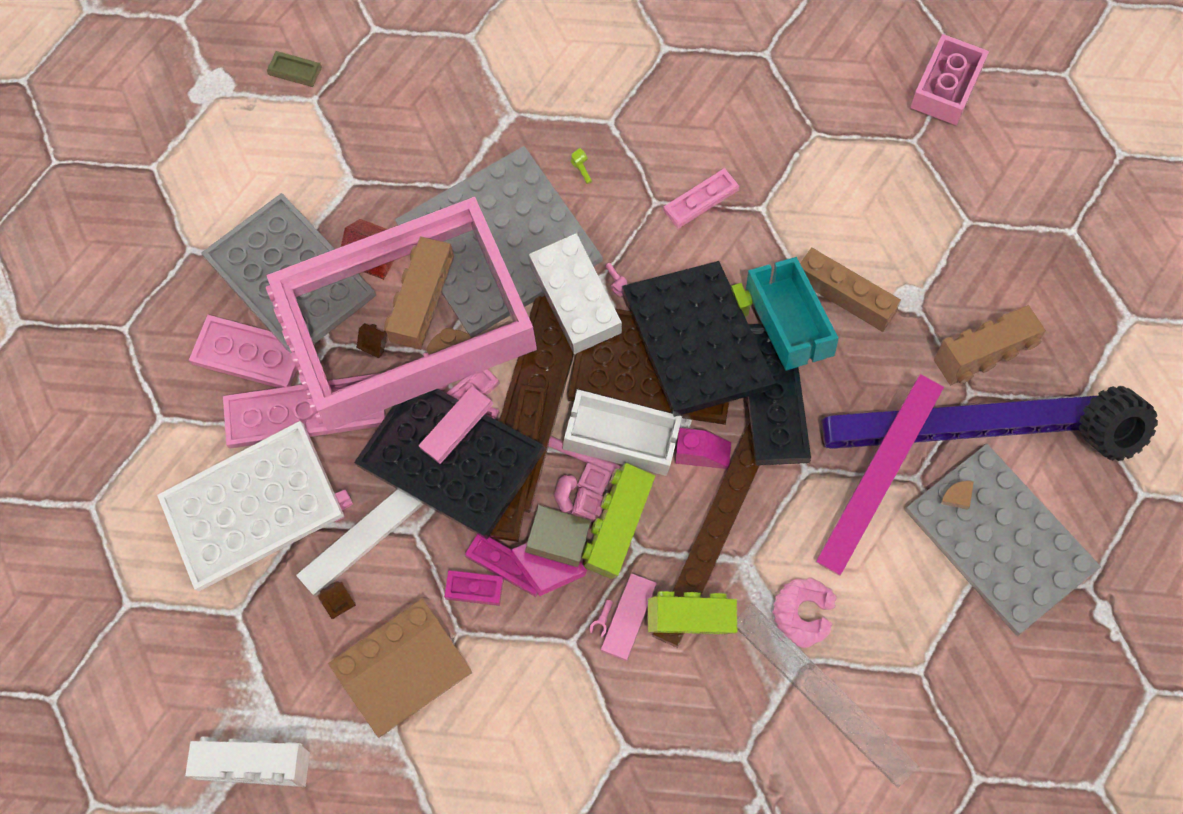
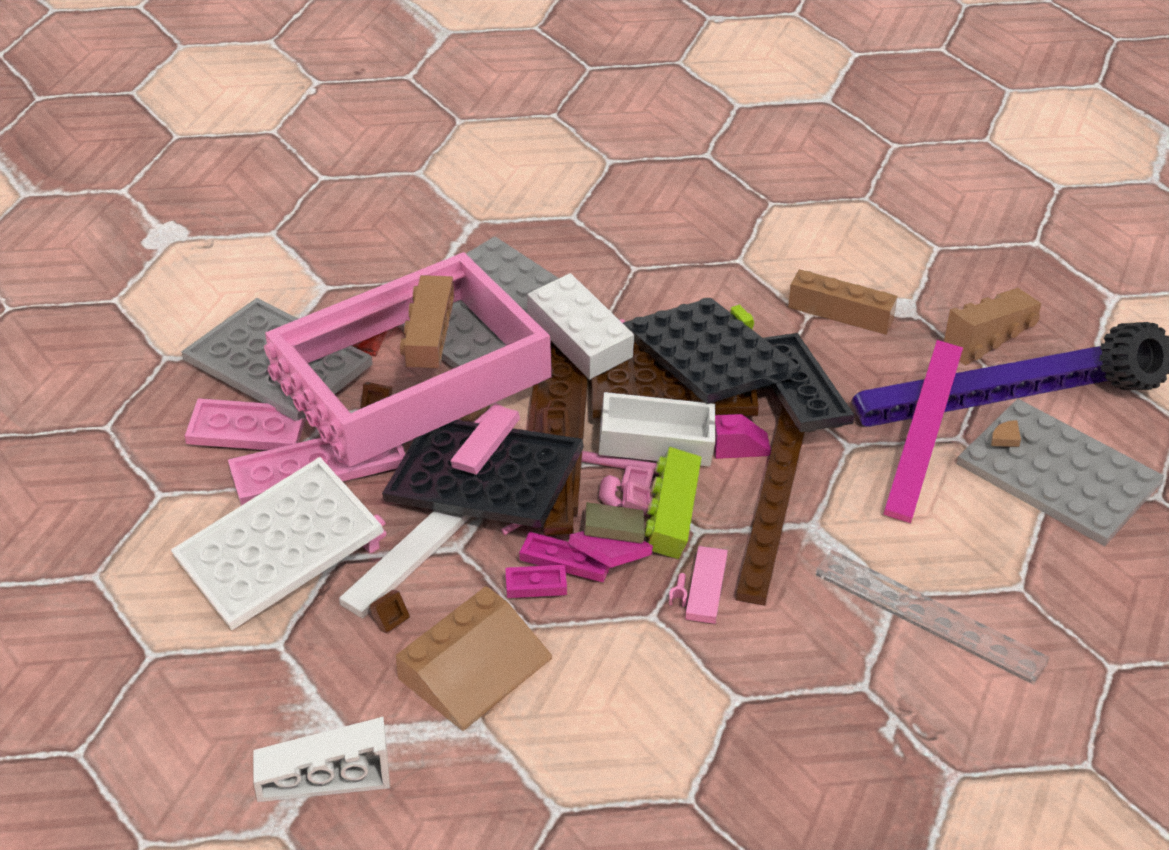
camera: 15 degrees left, 25 degrees down
(294, 69) = (248, 212): olive tile -> none
(577, 160) = (550, 244): lime hand -> none
(692, 613) = (774, 561): lime brick -> none
(701, 198) = (678, 258): bright pink tile -> none
(786, 611) = (871, 540): bright pink piece -> none
(791, 313) = (797, 316): teal piece -> none
(949, 79) = (884, 147): bright pink brick -> none

